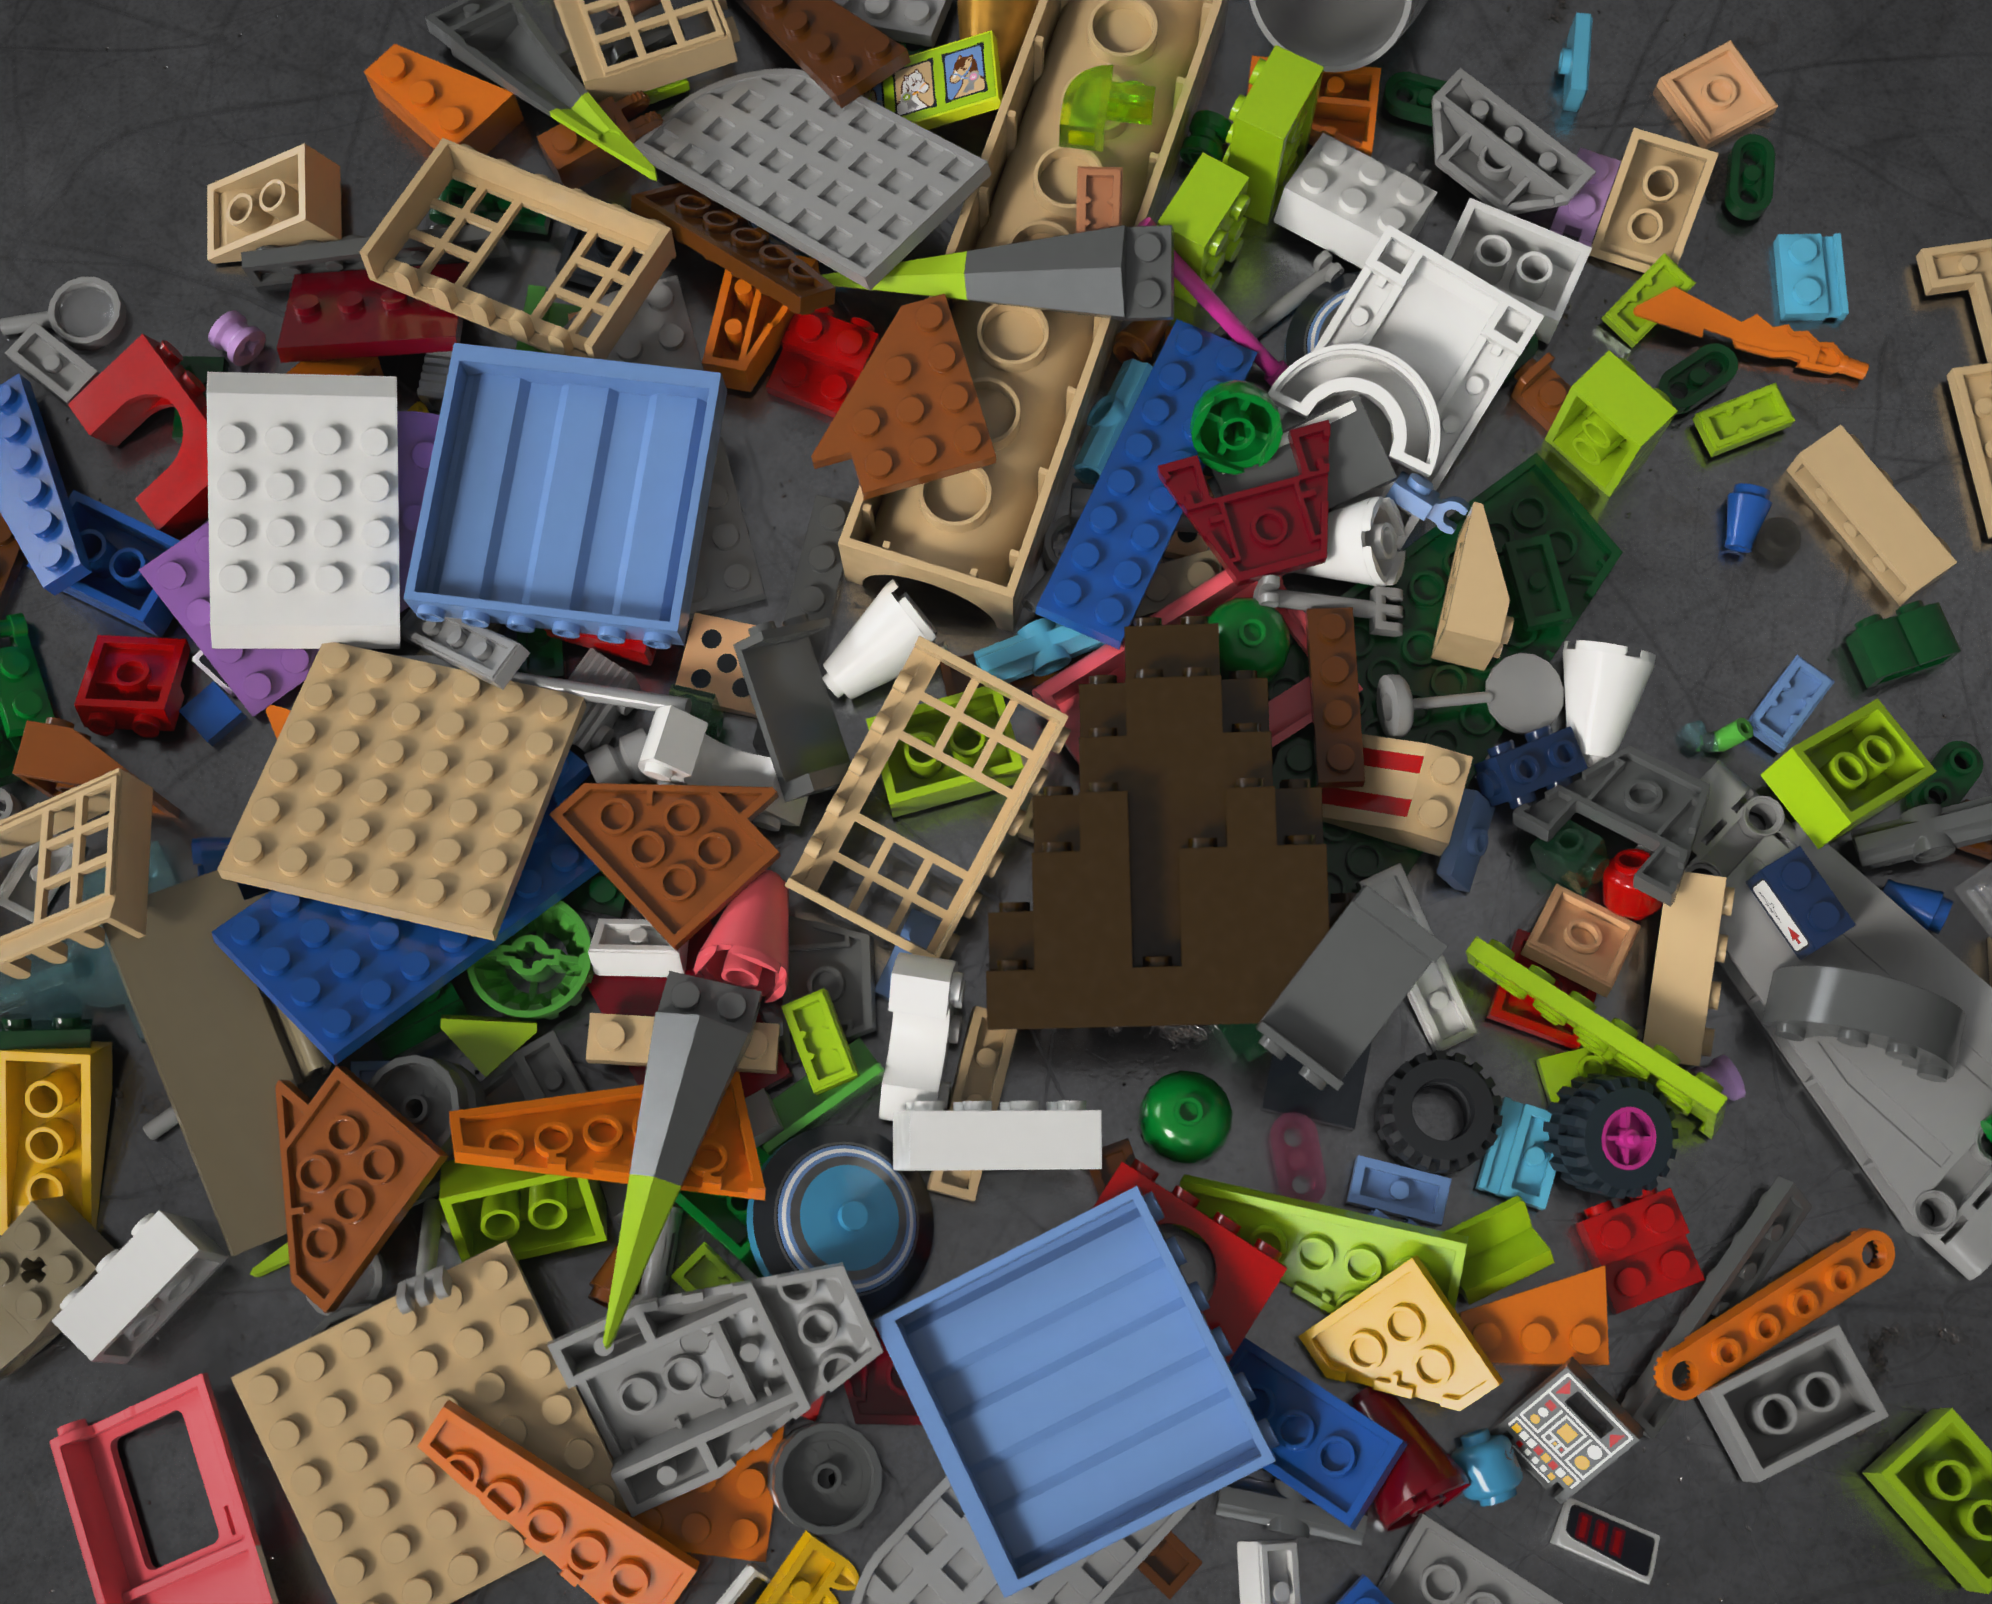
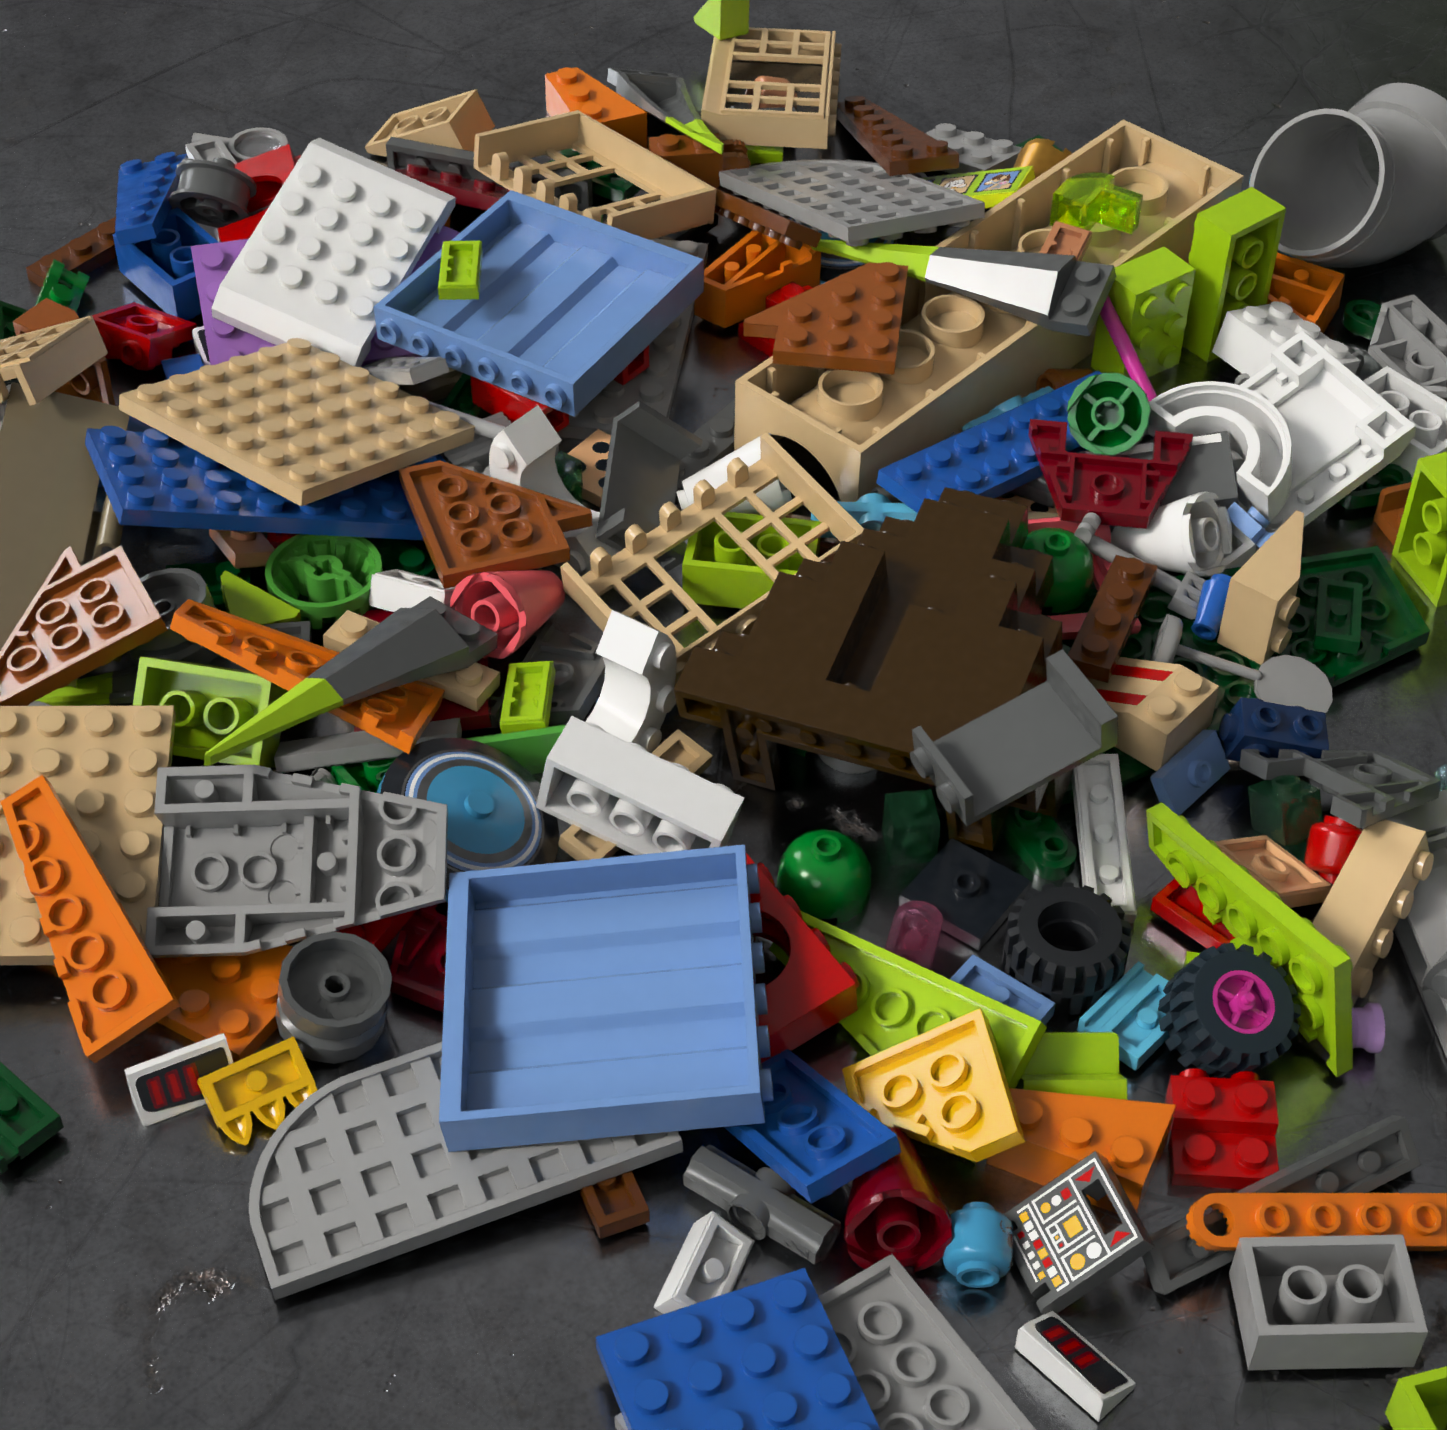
camera: 20 degrees right, 30 degrees down
(104, 456) = (212, 191): none -> dark grey wheel
(428, 1275) = (88, 698): light grey hinge -> none
(472, 509) = (460, 270): none -> lime plate
(1420, 623) = (1211, 606): none -> blue cone
(1602, 694) = (1373, 700): white cone -> none

